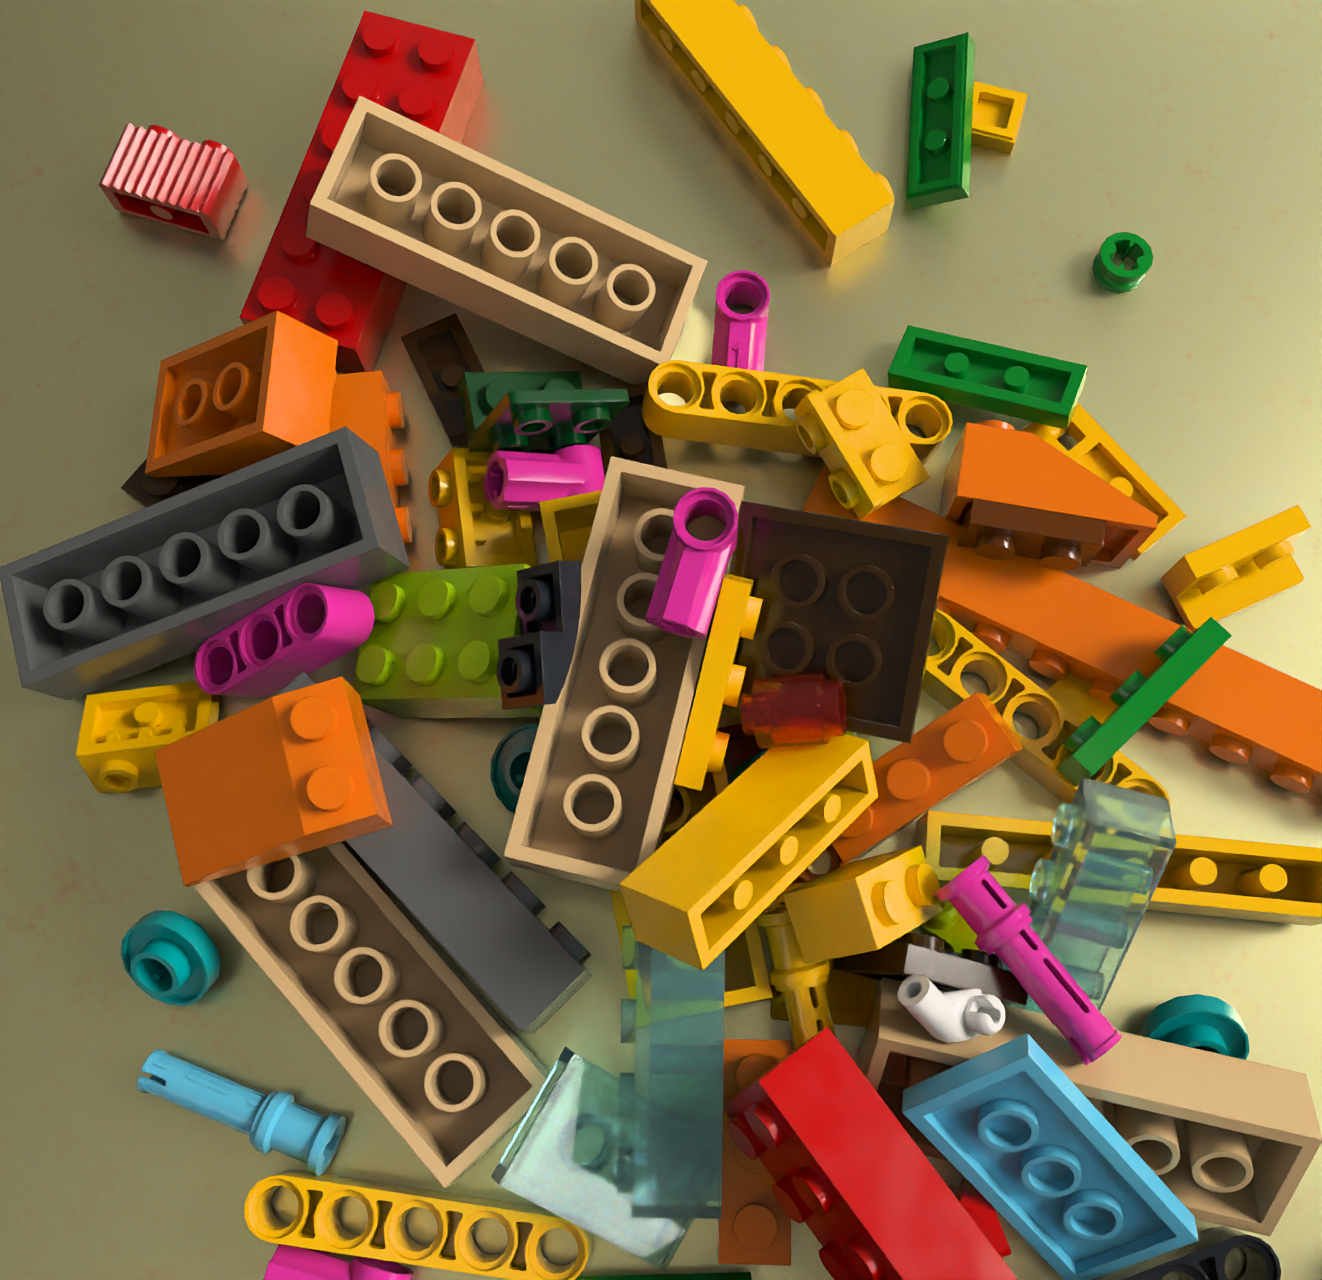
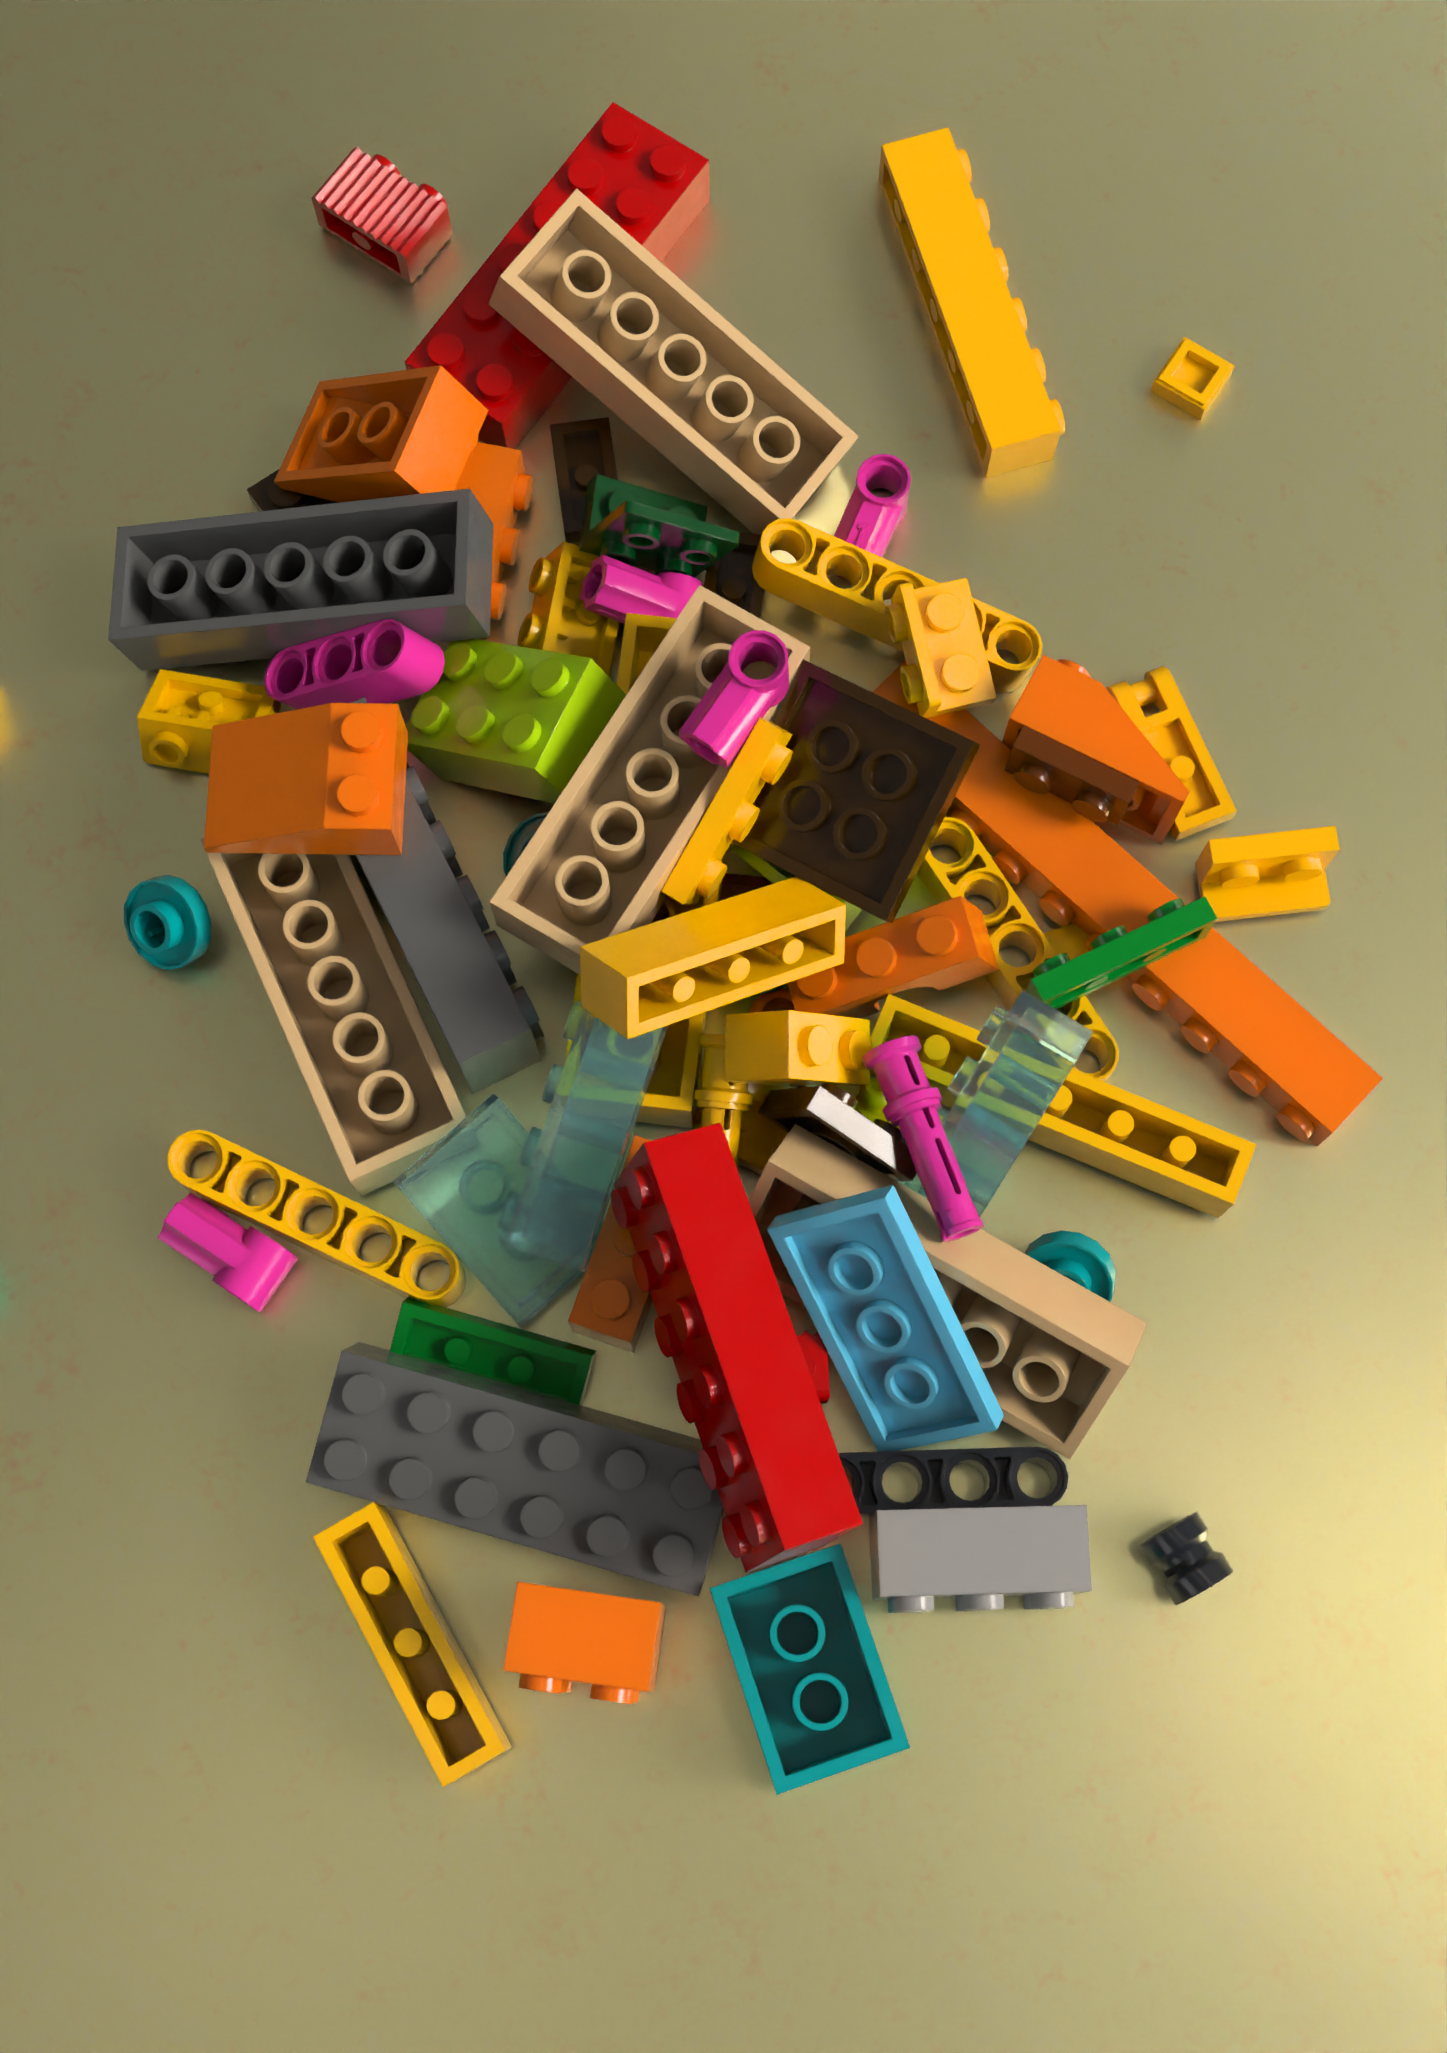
camera: 15 degrees right, 0 degrees up
(269, 1120) = (211, 1089): medium azure pin -> none
(538, 661) = (573, 742): black slope -> none
(794, 711) = (789, 859): clear red brick -> none
(941, 121) = (1139, 368): green tile -> none
(952, 1014) = (839, 1161): white arm -> none
(988, 376) = (1092, 624): green plate -> none
(1115, 278) = (1256, 569): green bush -> none

